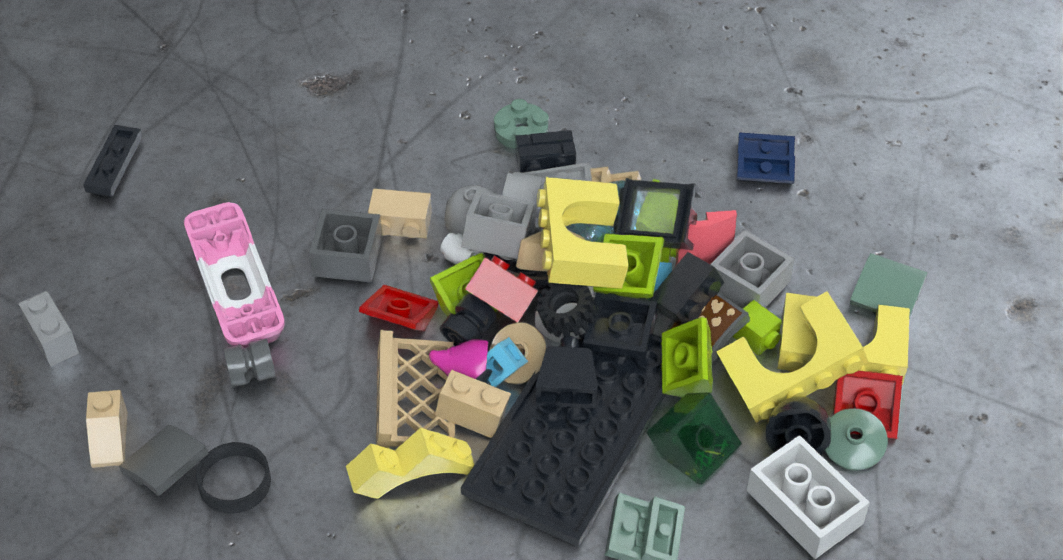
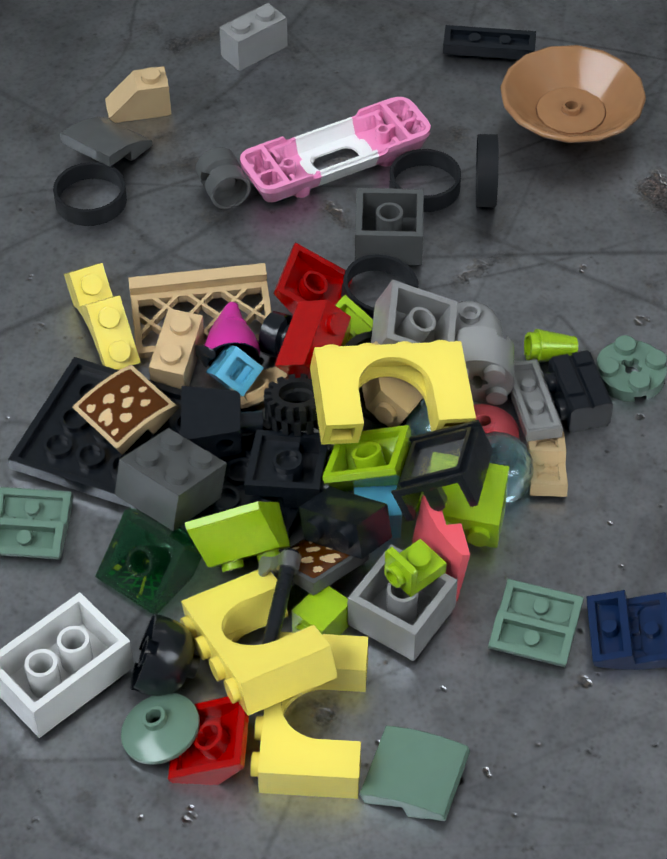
camera: 85 degrees right, 0 degrees up
(217, 105) = (573, 94): none -> medium nougat dish
(279, 202) = (434, 158): none -> black tyre
(307, 152) = (487, 170): none -> black tyre
(402, 212) = (451, 266): tan brick -> none
(409, 243) = (376, 263): none -> black tyre
(493, 167) = (543, 345): none -> lime cone
(538, 441) = (125, 407): none -> slope
(636, 401) = (170, 479): none -> dark grey brick
(731, 326) = (287, 565): none -> black piece
(739, 248) = (413, 567): none -> lime bracket
(761, 209) = (536, 623): none -> sand green slope

